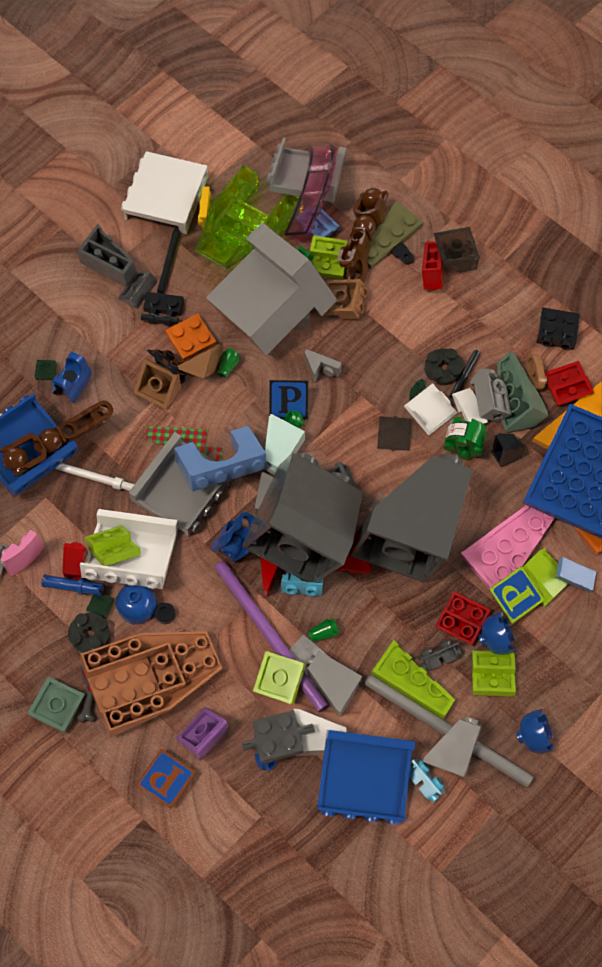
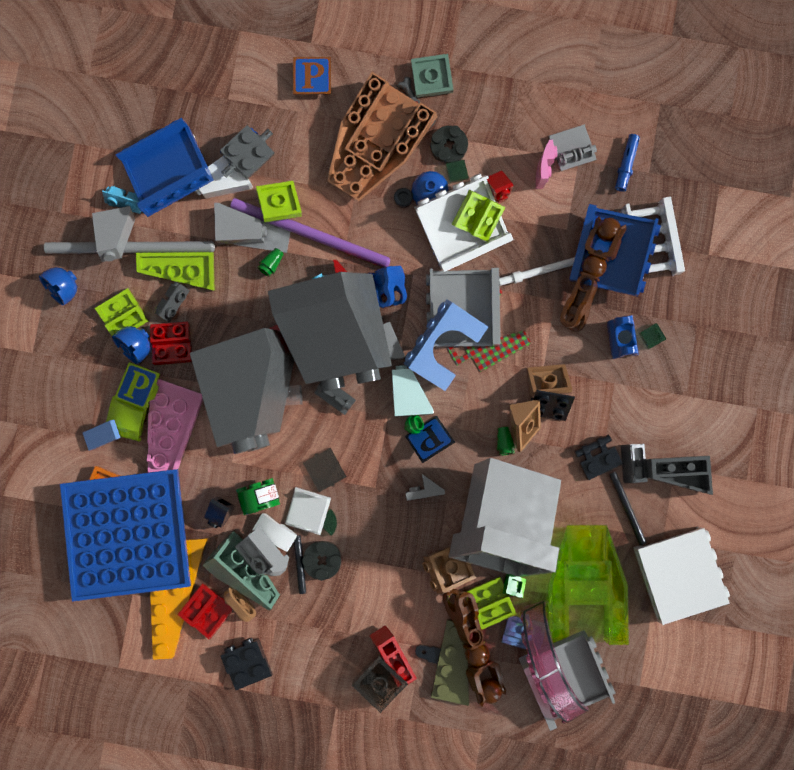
camera: 145 degrees right, 20 degrees up
(80, 586) = (490, 168): blue pin -> none
(190, 337) = (554, 446): orange plate -> none
(203, 733) = (308, 125): medium lavender slope -> none
(205, 205) = (634, 583): yellow plate -> none

